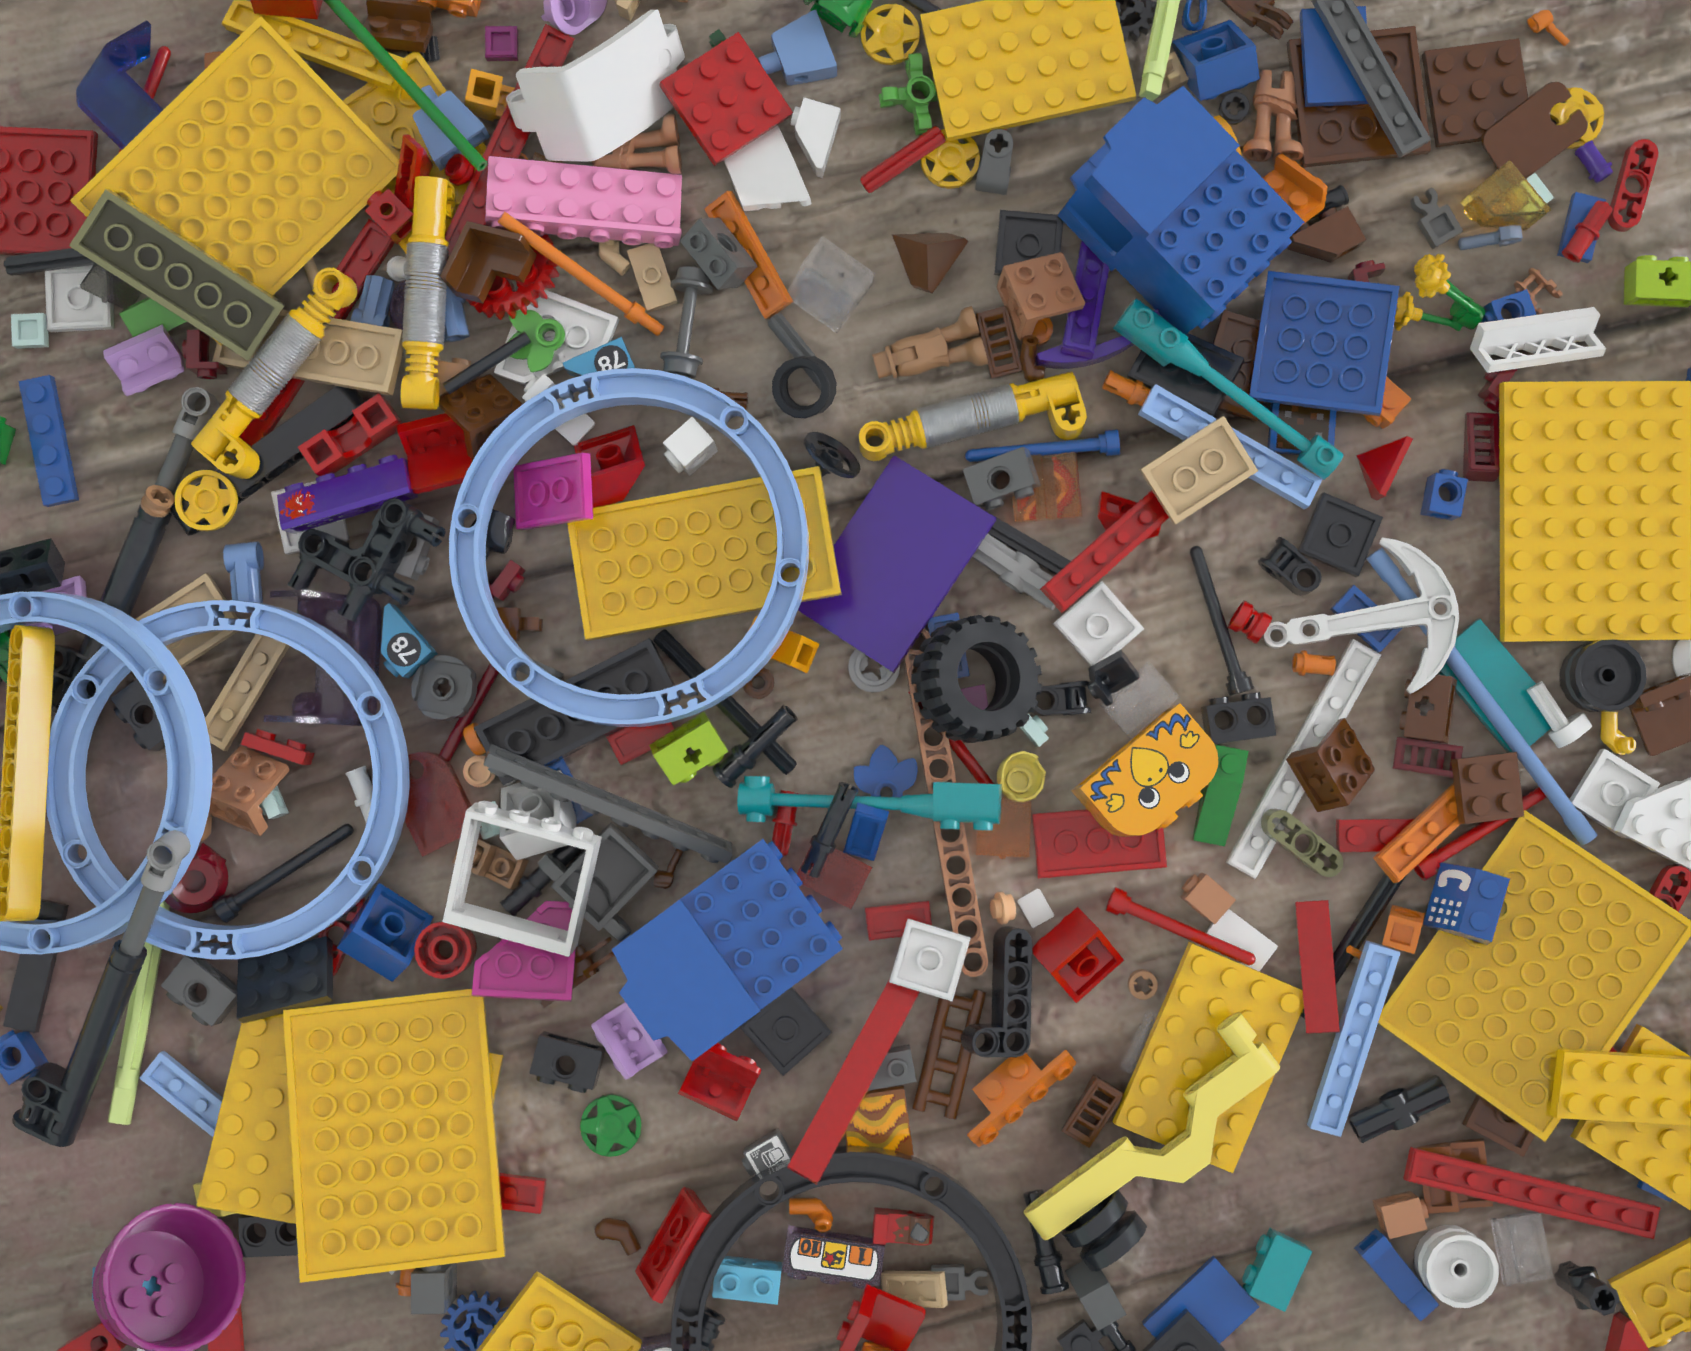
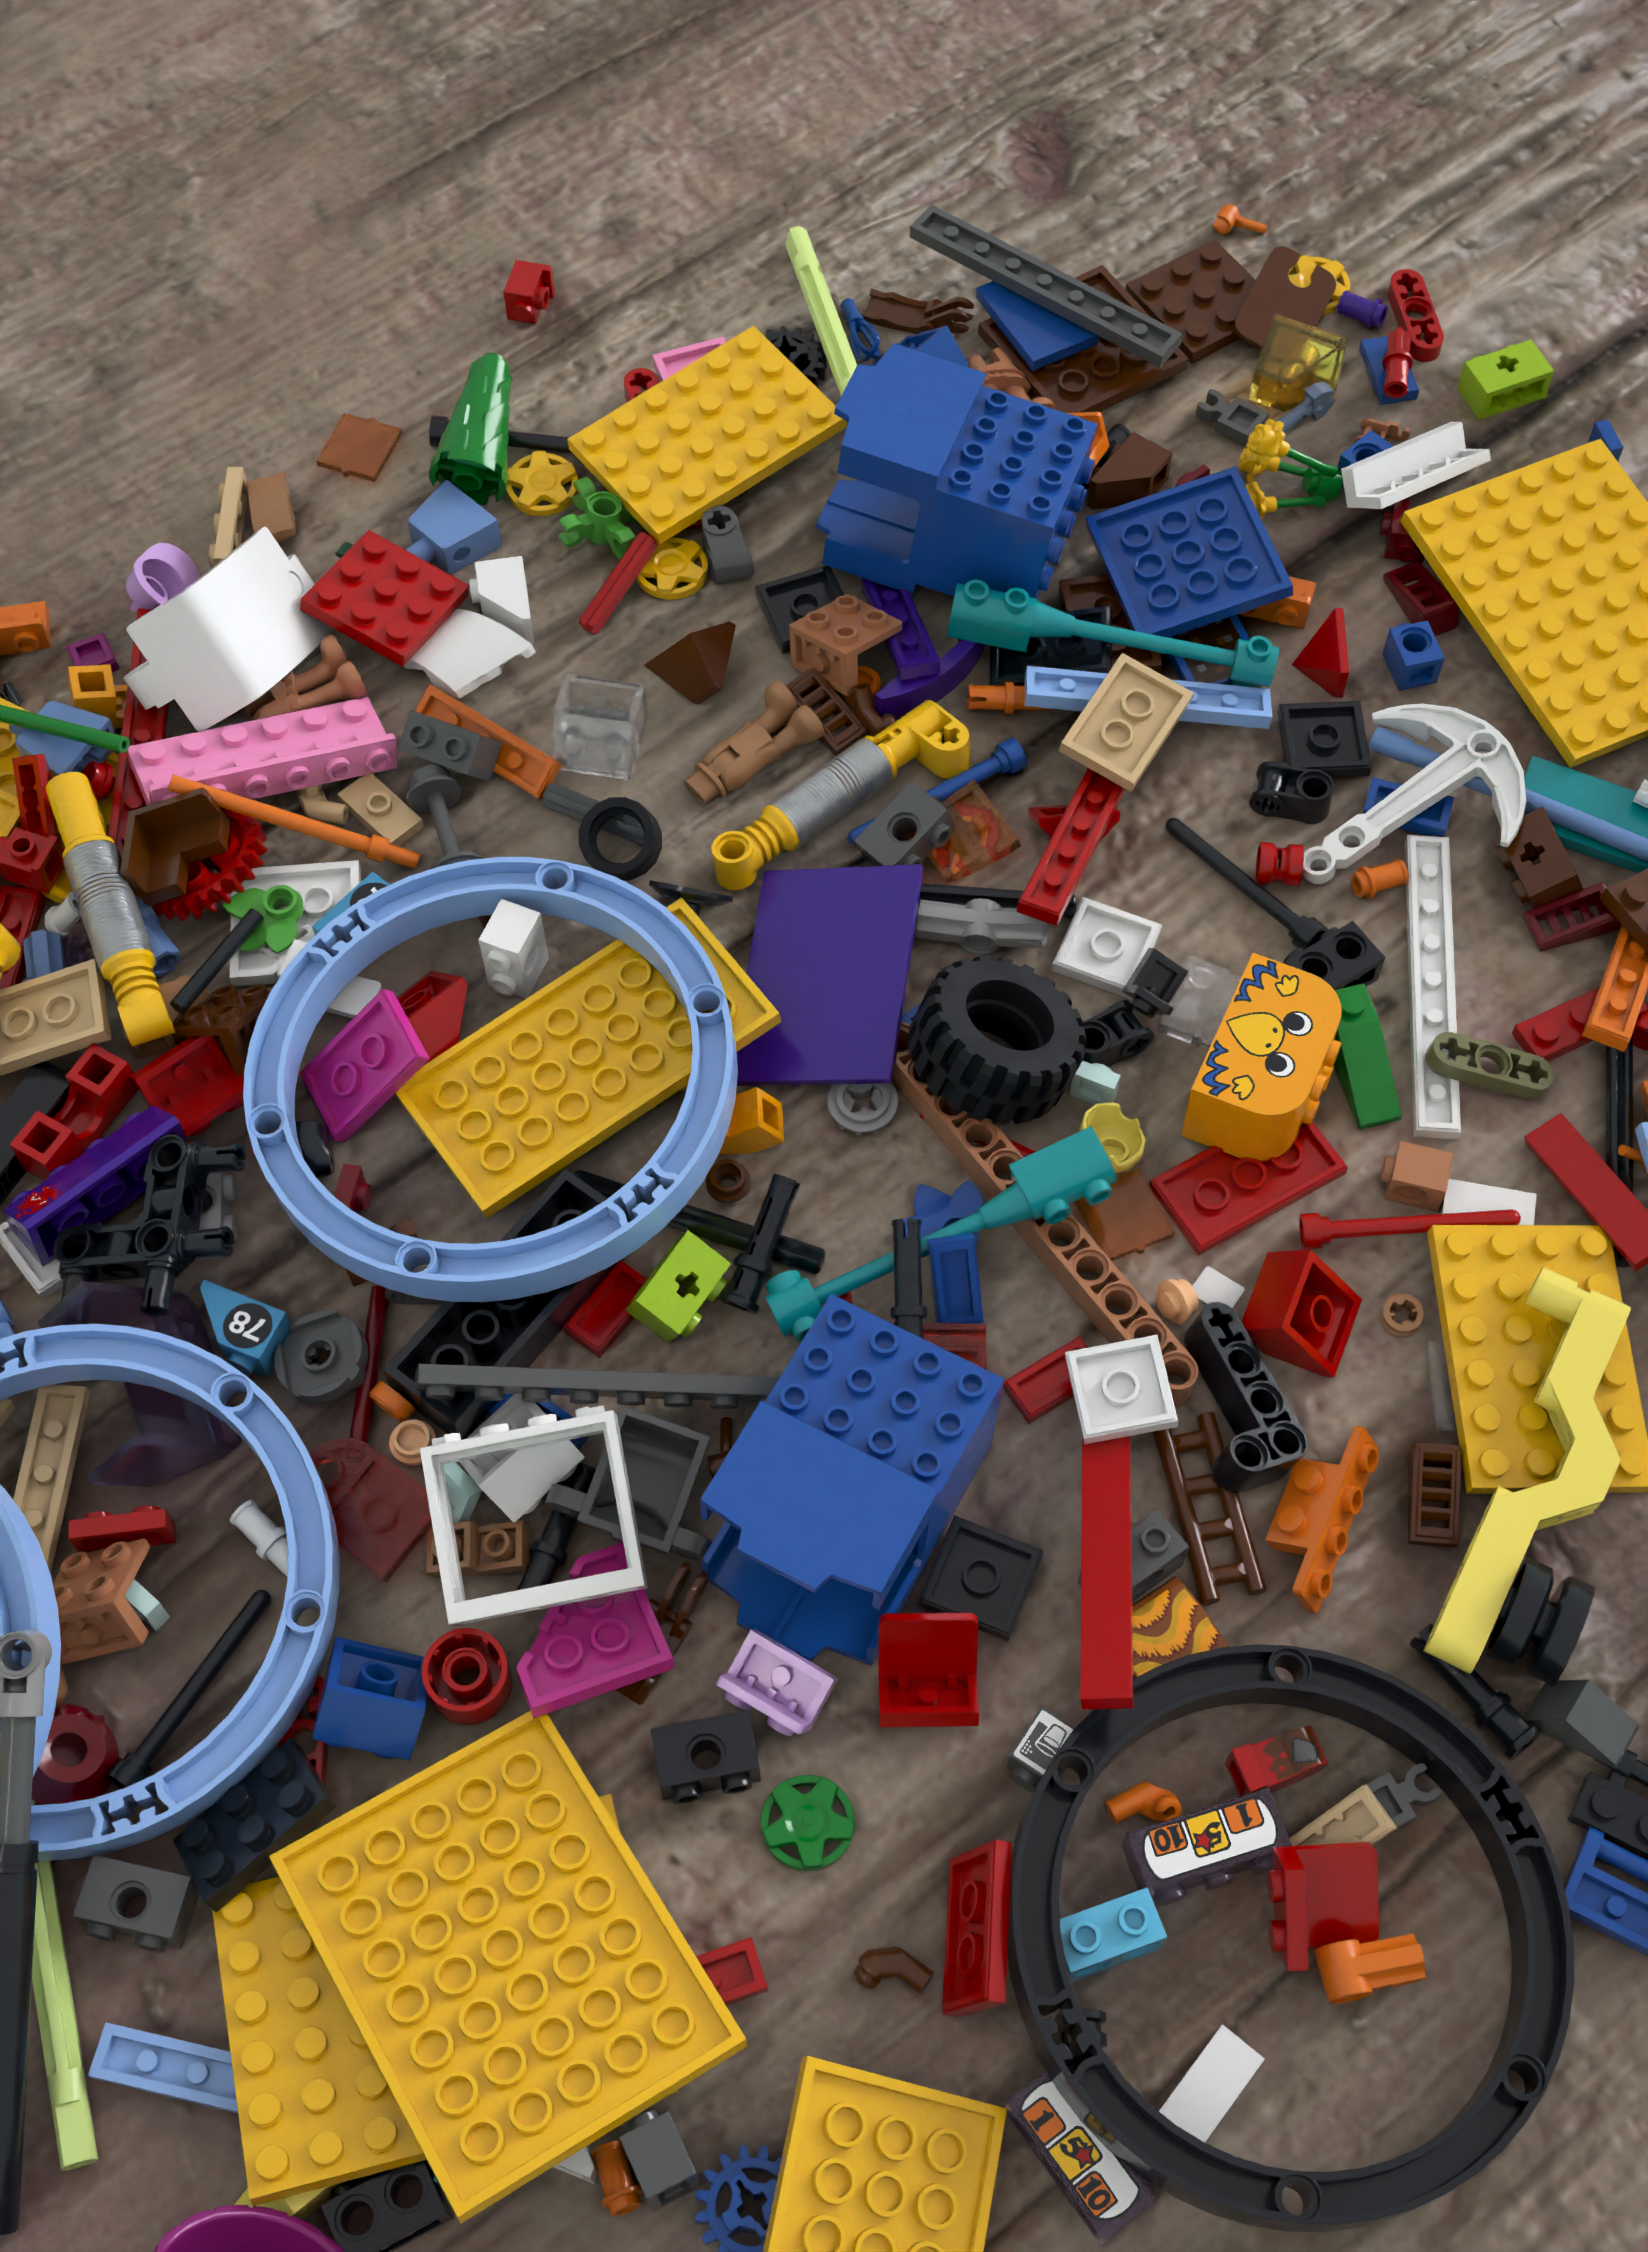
camera: 25 degrees left, 25 degrees down
(1333, 769) = (1470, 969): reddish brown bracket -> none

